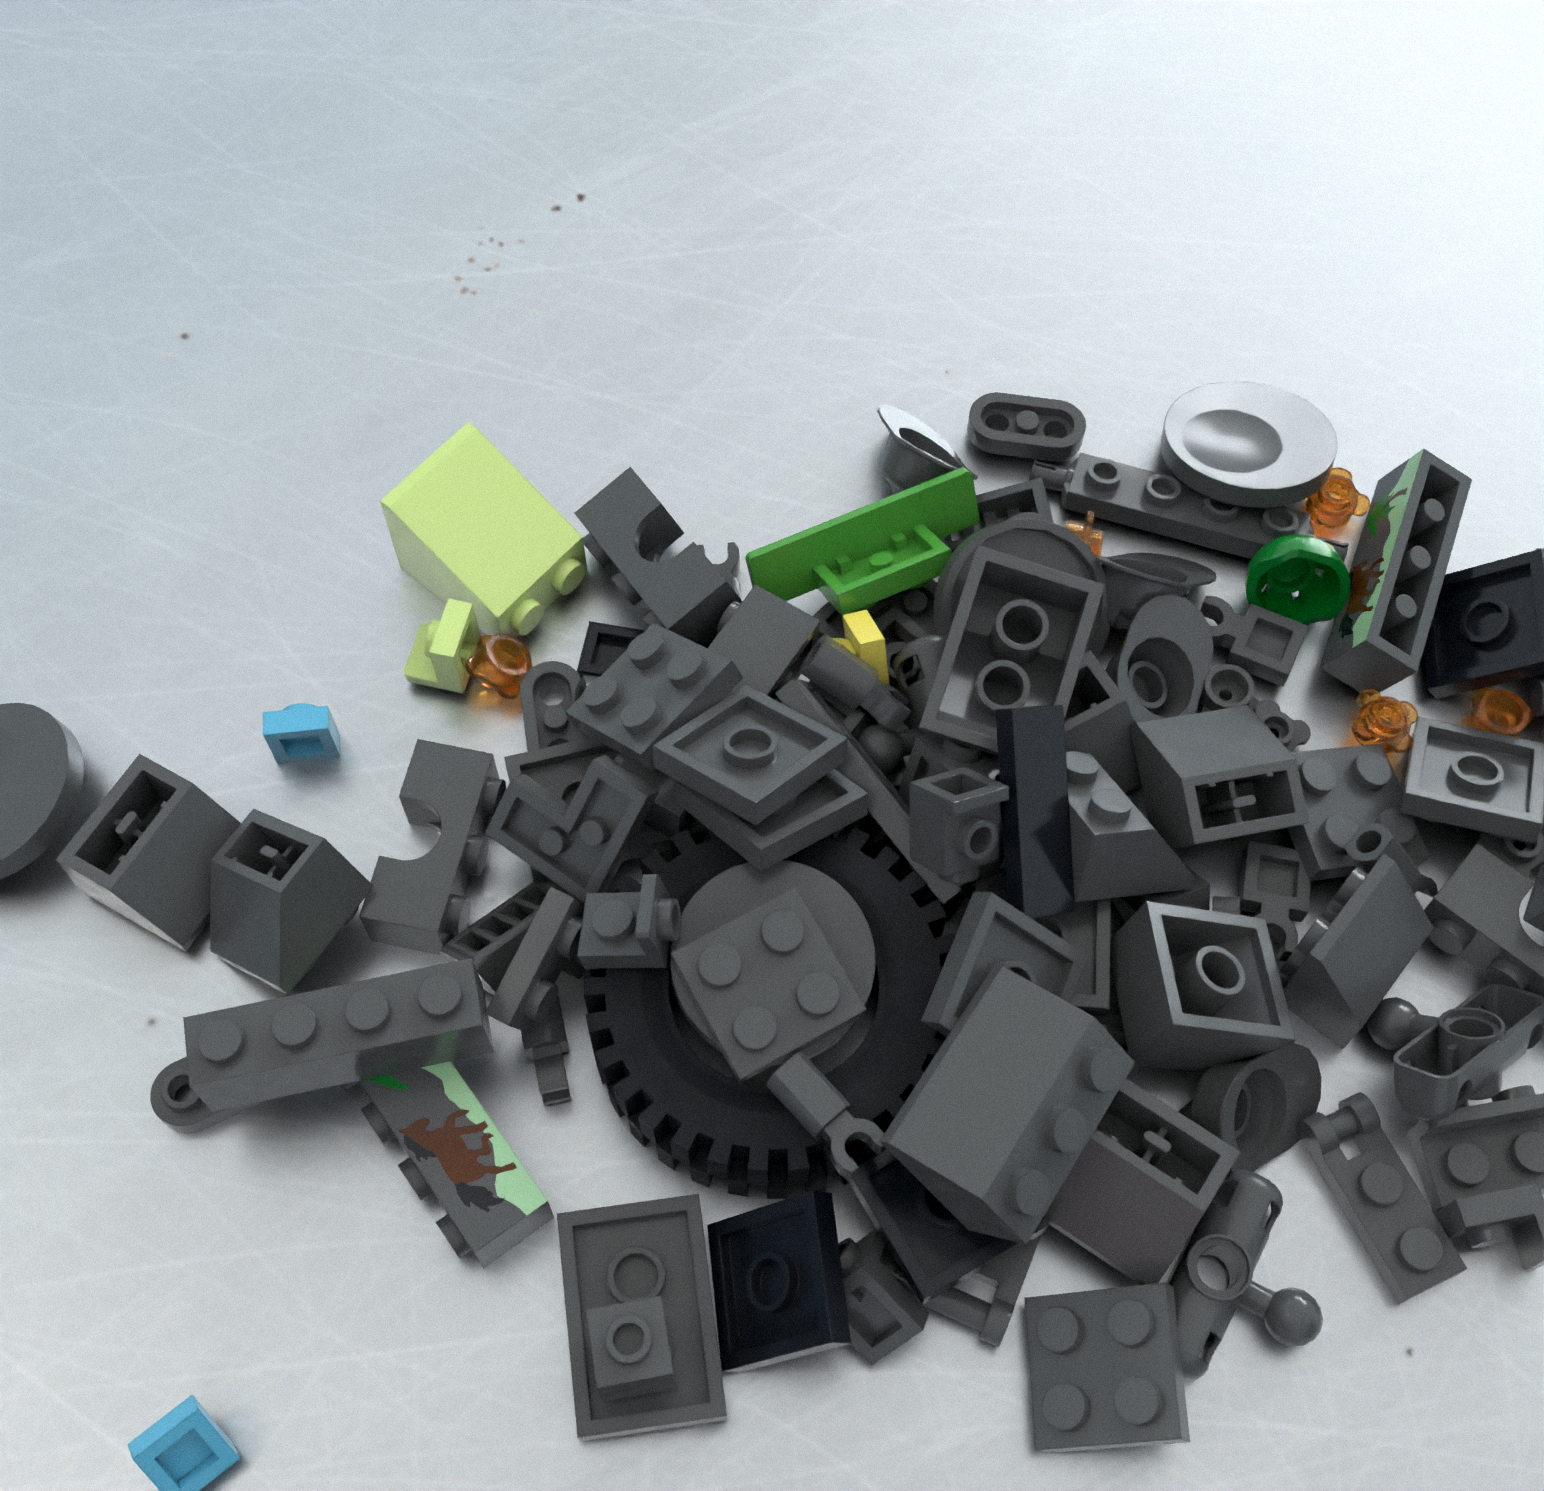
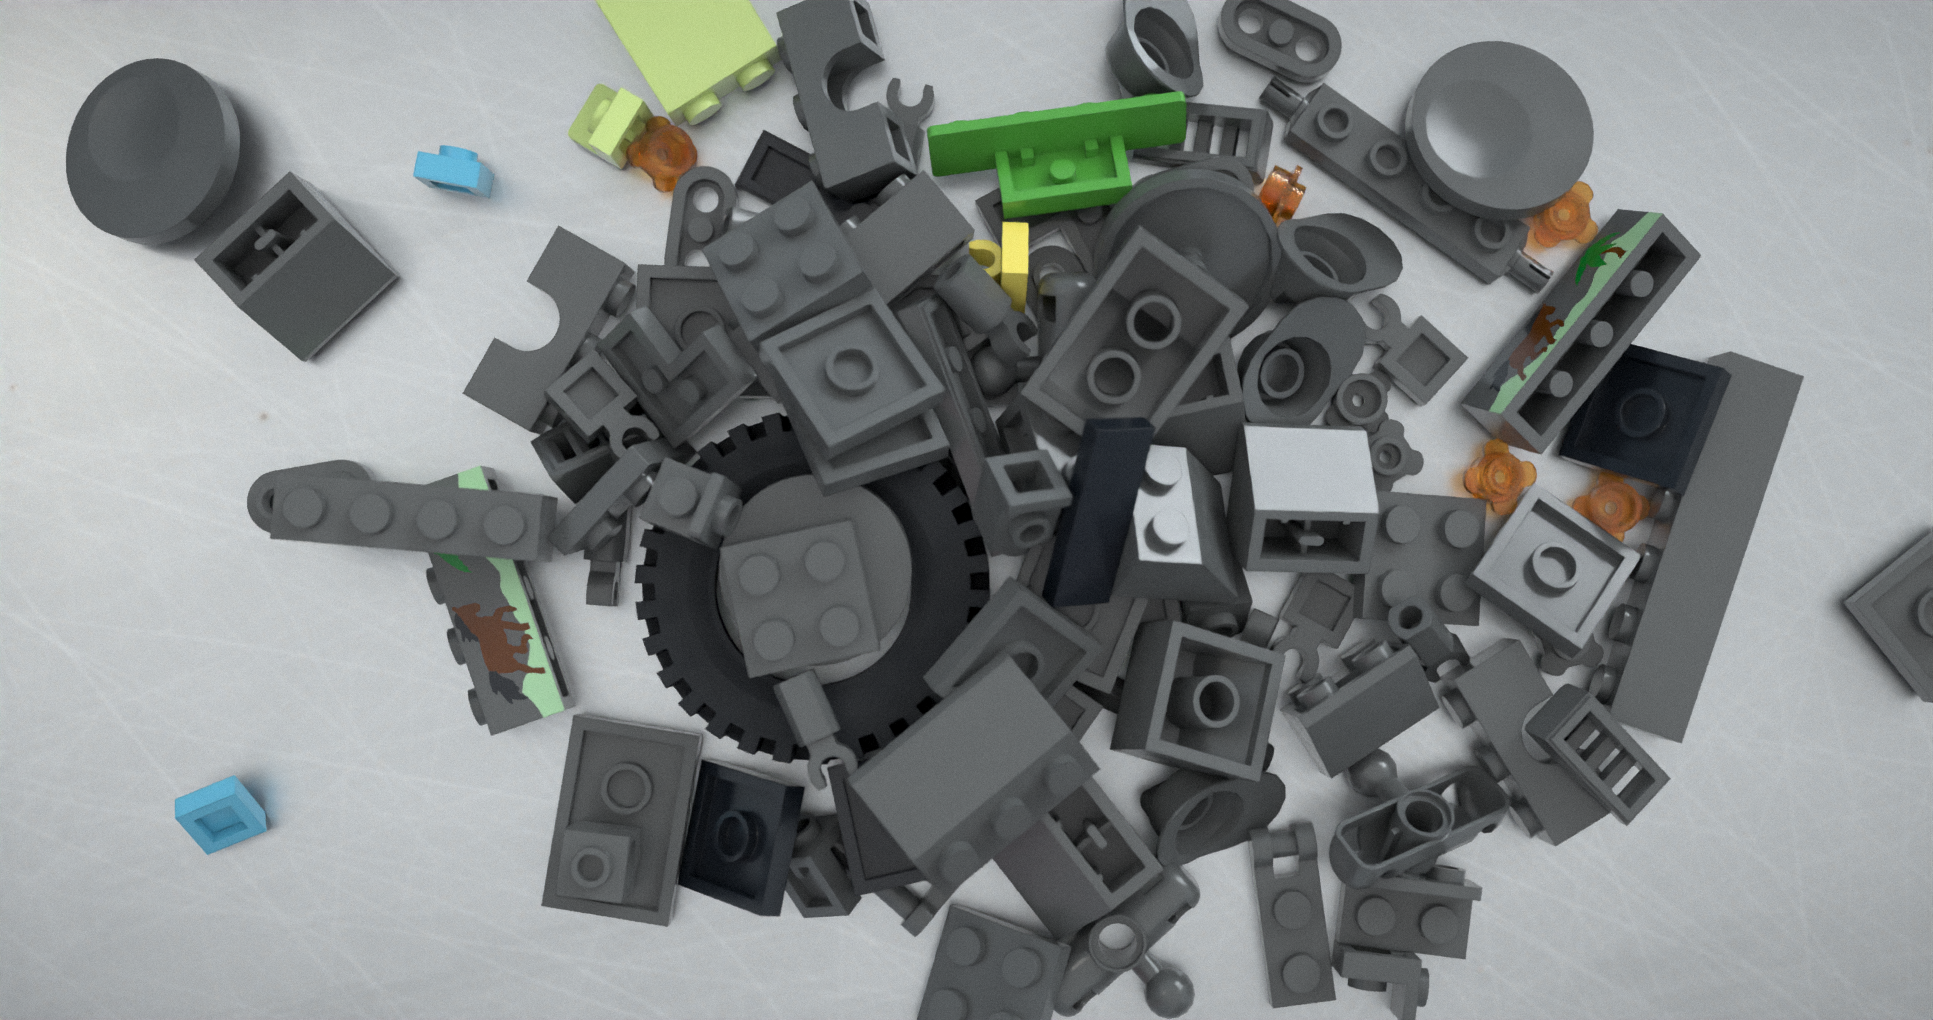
camera: 15 degrees right, 25 degrees up
(279, 899) = (395, 352): dark grey slope -> none
(498, 882) = (597, 402): none -> dark grey plate
(1290, 566) = (1477, 306): green helmet -> none

